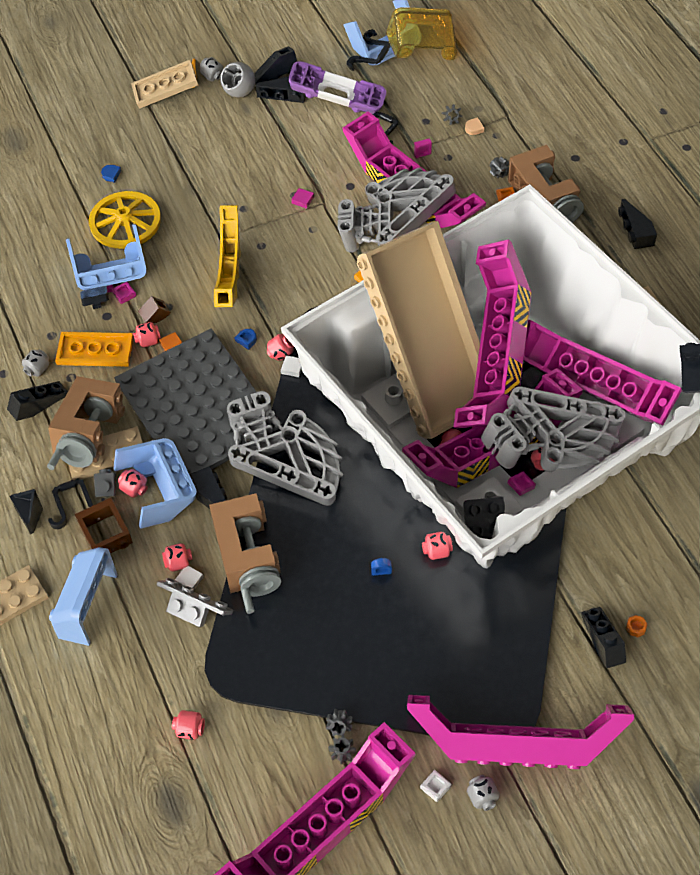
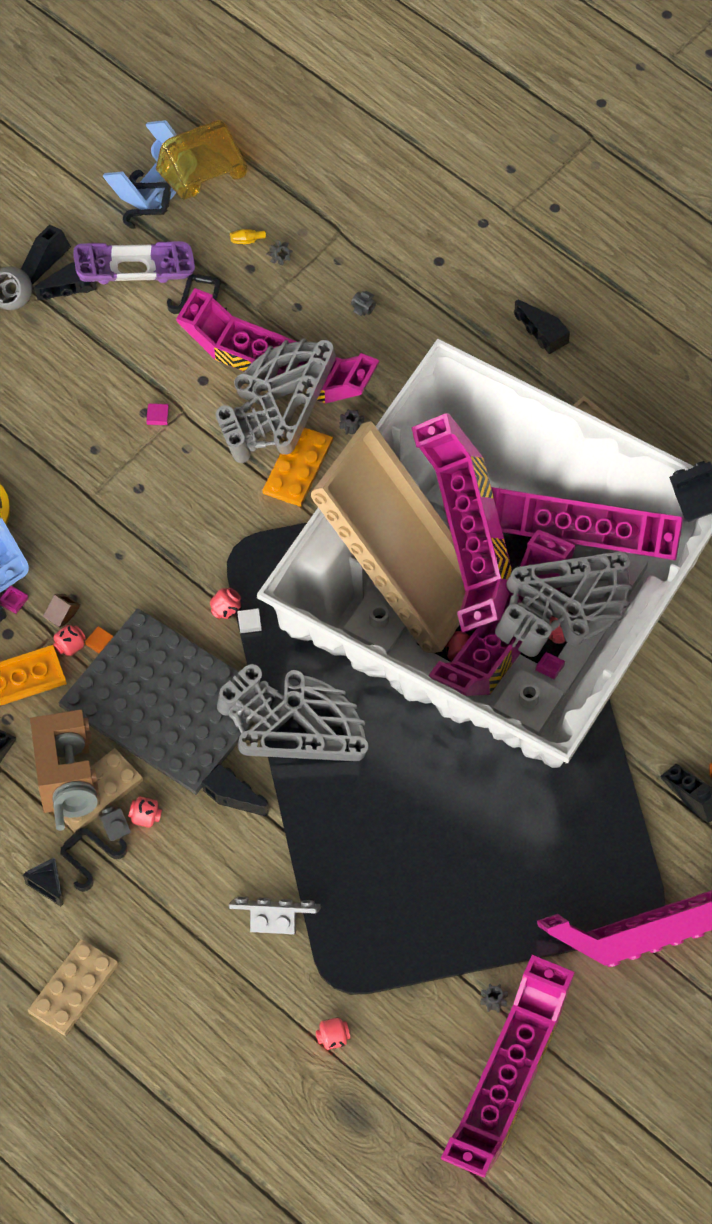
camera: 25 degrees left, 5 degrees up
(79, 592) = (162, 947): light blue windscreen -> none
(98, 513) = (123, 859): reddish brown window -> none
(165, 464) = (181, 788): light blue windscreen -> none
(176, 557) = (232, 872): coral head -> none
(189, 577) = (255, 888): white tile -> none
(228, 273) = (114, 513): yellow arch -> none
(246, 338) = (179, 605): blue tile -> none
(256, 568) = (322, 856): medium nougat piece -> none
(339, 722) = (479, 973): dark grey gear -> none
(381, 566) = (448, 804): blue tile -> none
(422, 148) = (265, 306): dark pink tile -> none
(433, 98) = (246, 236): none -> yellow piece
(435, 786) = (596, 997): white tile -> none
(437, 545) = (493, 761): coral head -> none
(474, 126) = (309, 258): light nougat tile -> none
(482, 513) = (538, 714): black bracket -> none
(483, 792) = (644, 985): light grey head -> none
(504, 193) = (384, 335): orange tile -> none
(536, 169) = (403, 308): medium nougat piece -> none

